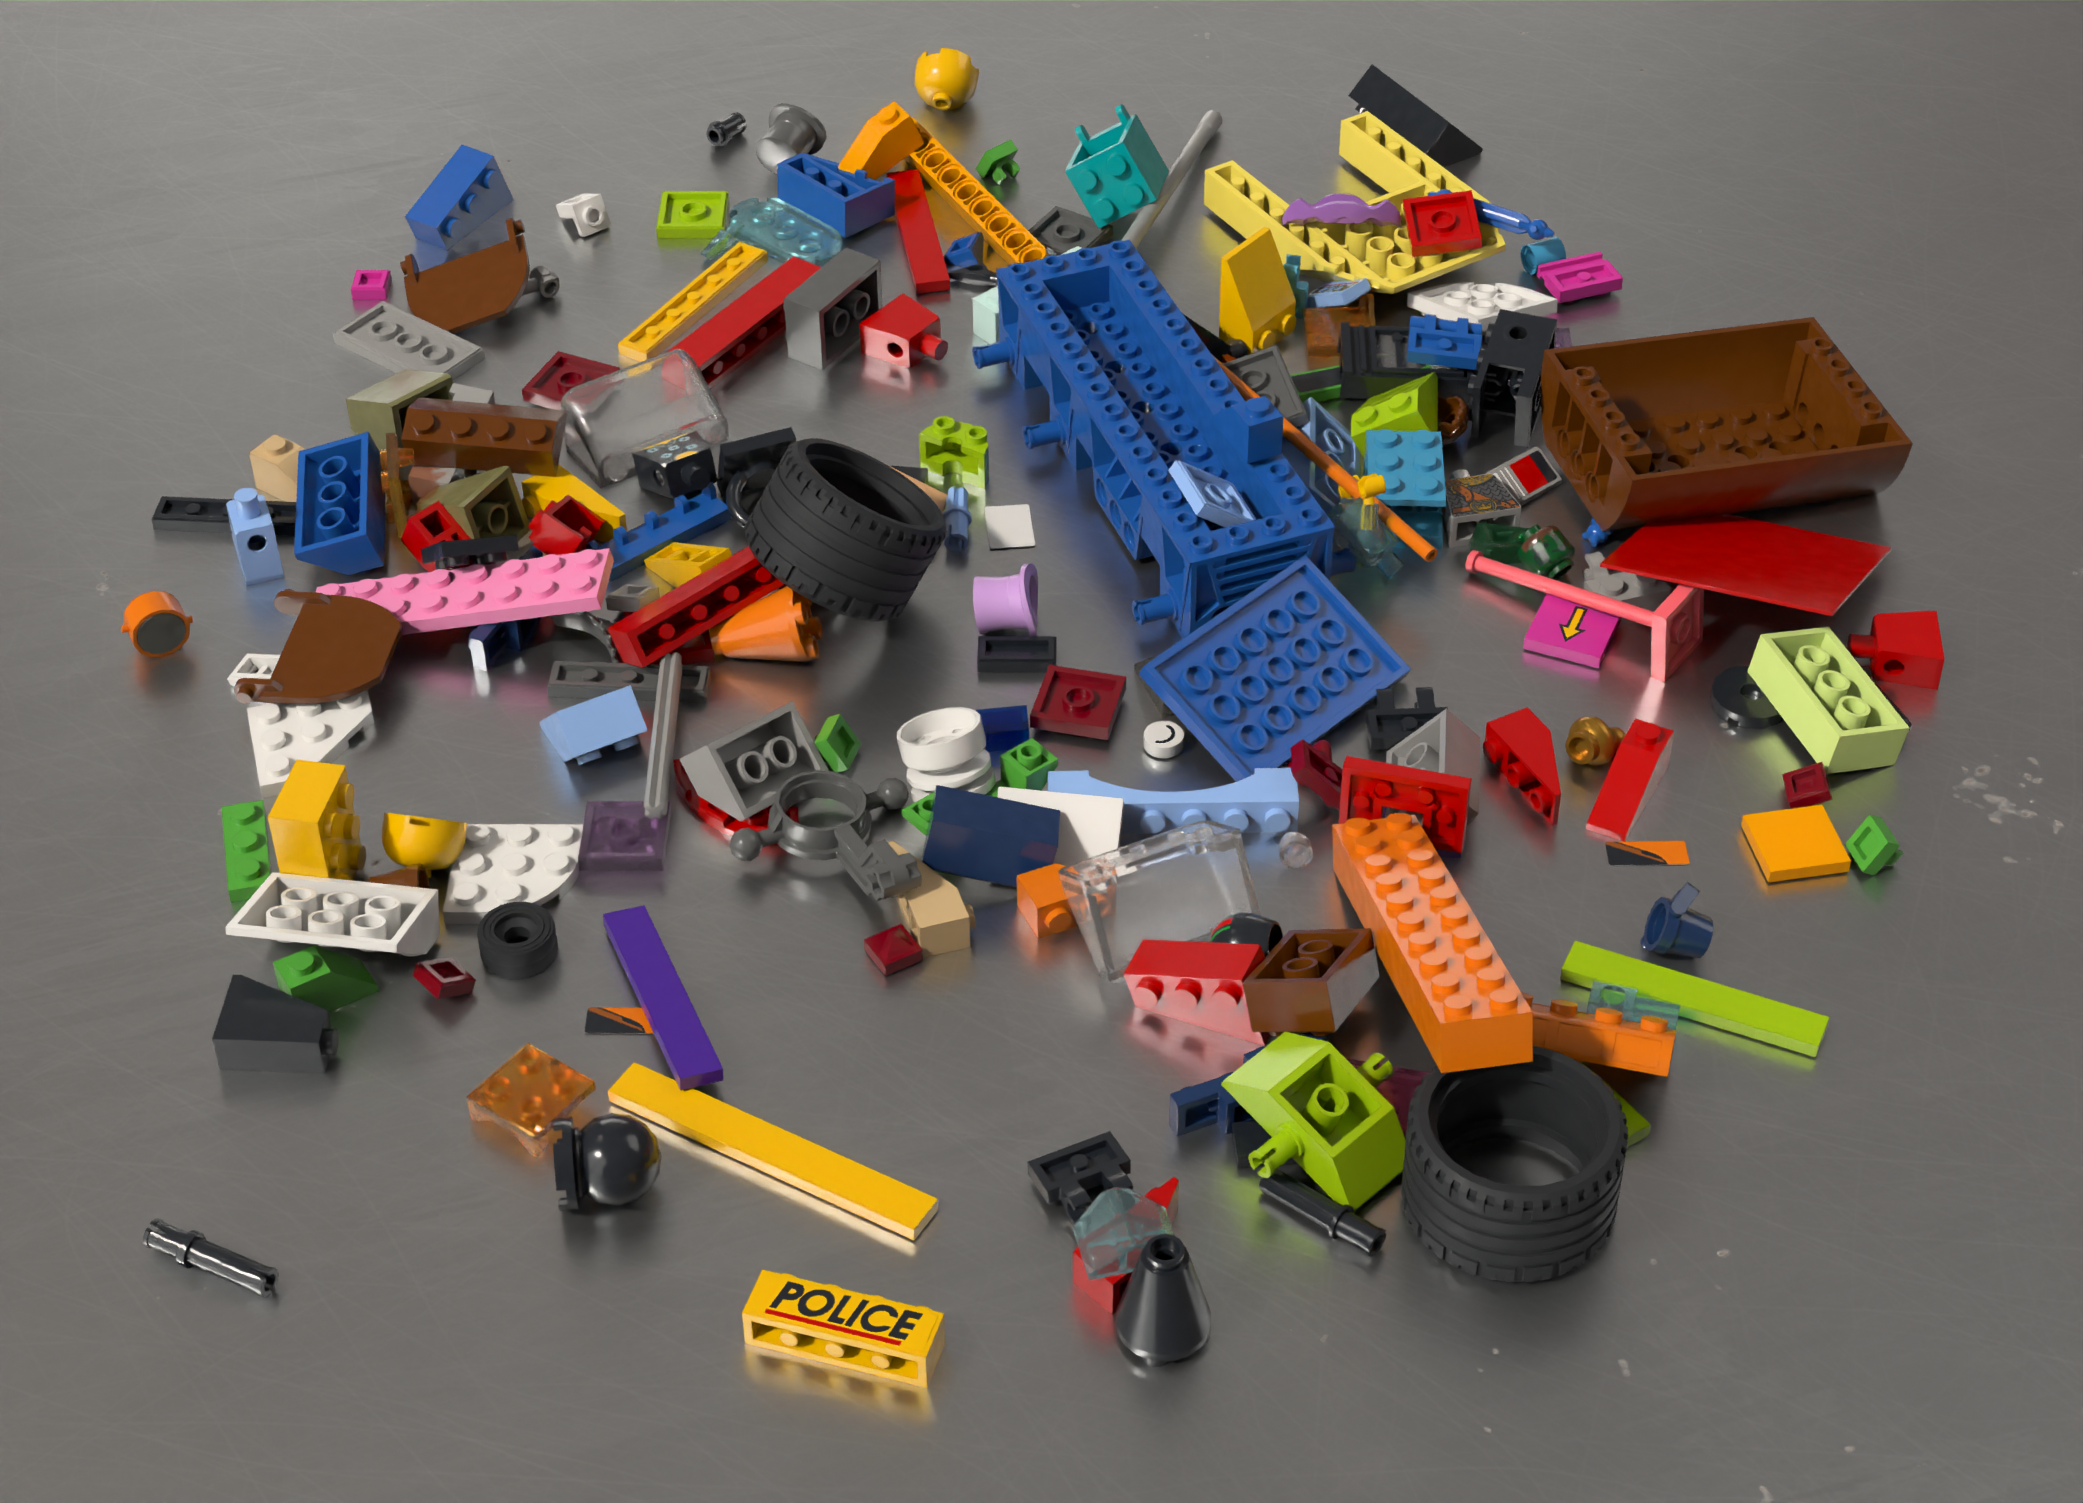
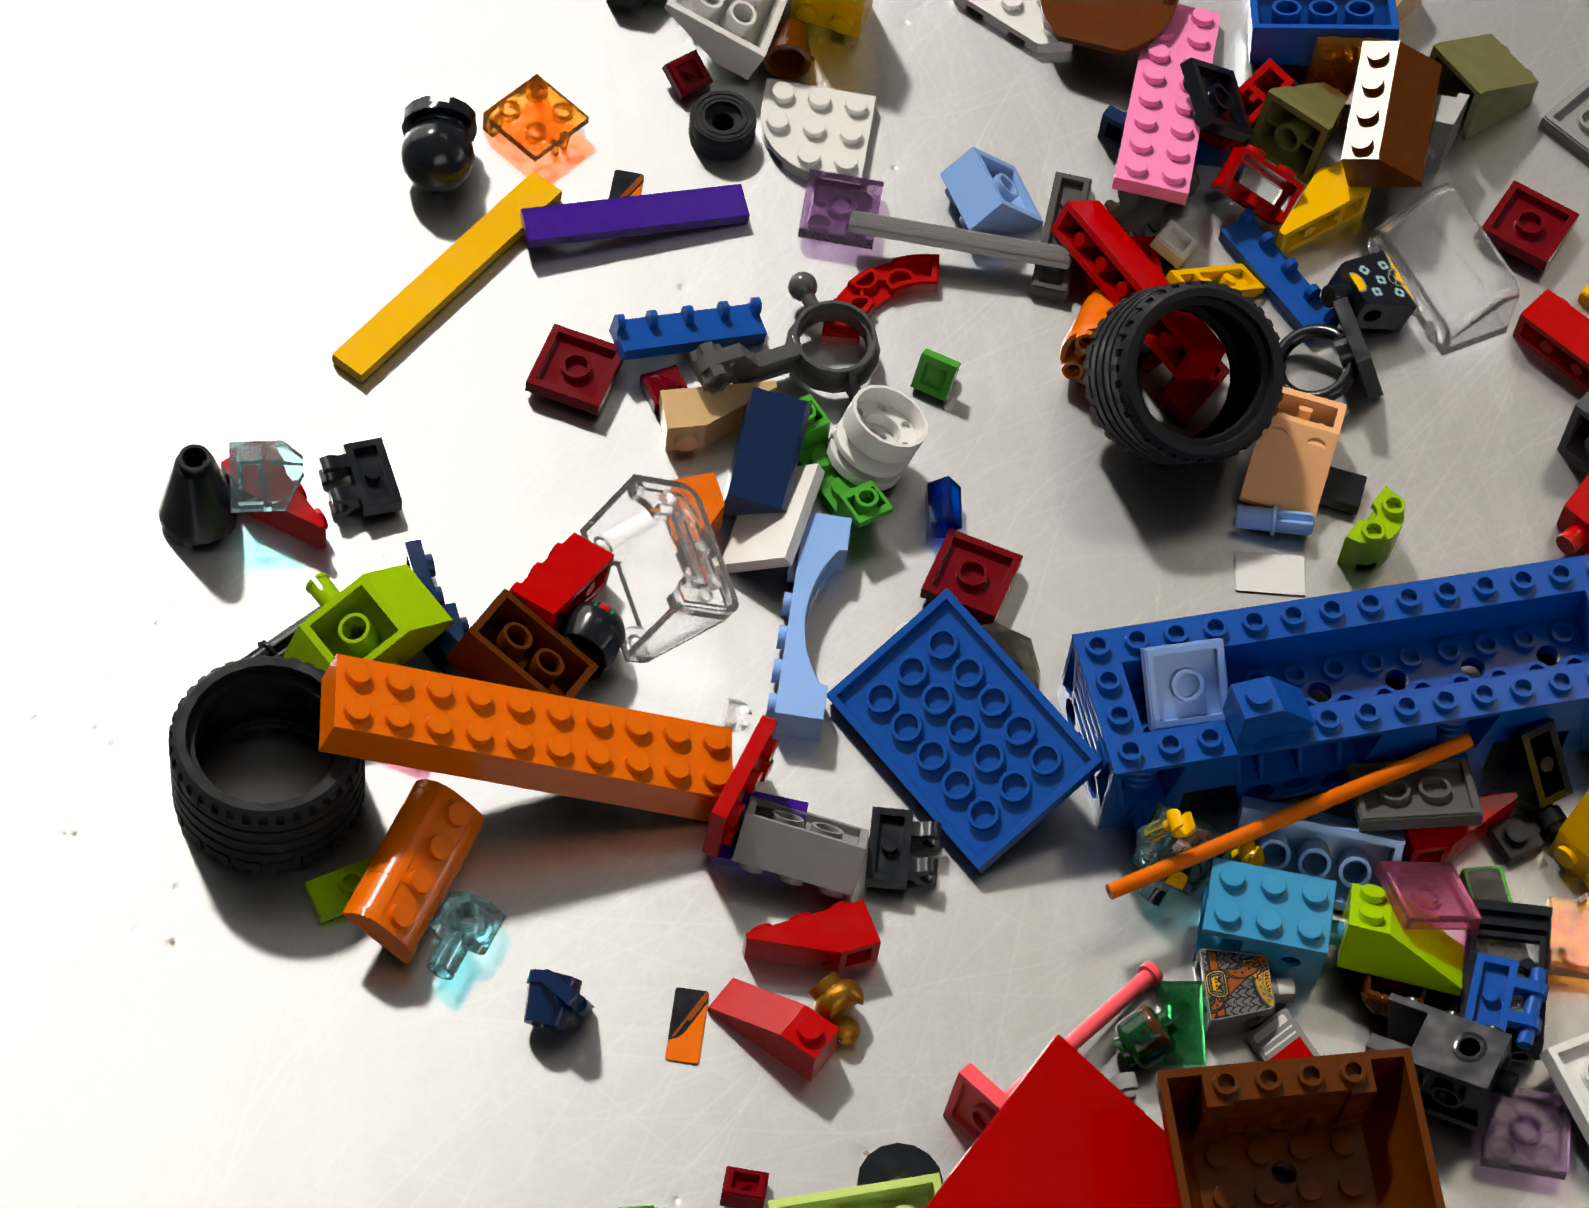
camera: 90 degrees right, 15 degrees up
(422, 840) = (846, 58): yellow cylinder -> none
(752, 762) = (907, 302): light grey slope -> none
(819, 930) = (686, 330): none -> blue hinge
(844, 1328) = (239, 294): yellow brick -> none
(888, 1018) = (574, 369): none -> dark red plate
(1007, 601) = (1113, 532): lavender piece -> none
(1016, 653) = (1059, 544): black tile -> none
(1315, 769) = (812, 746): dark red plate -> none
(1355, 387) = (1428, 895): none -> clear pink tile
(1571, 631) = (1021, 1035): dark pink tile -> none
(1700, 998) = (474, 1004): lime tile -> none
(1795, 843) = (669, 1157): light orange tile -> none

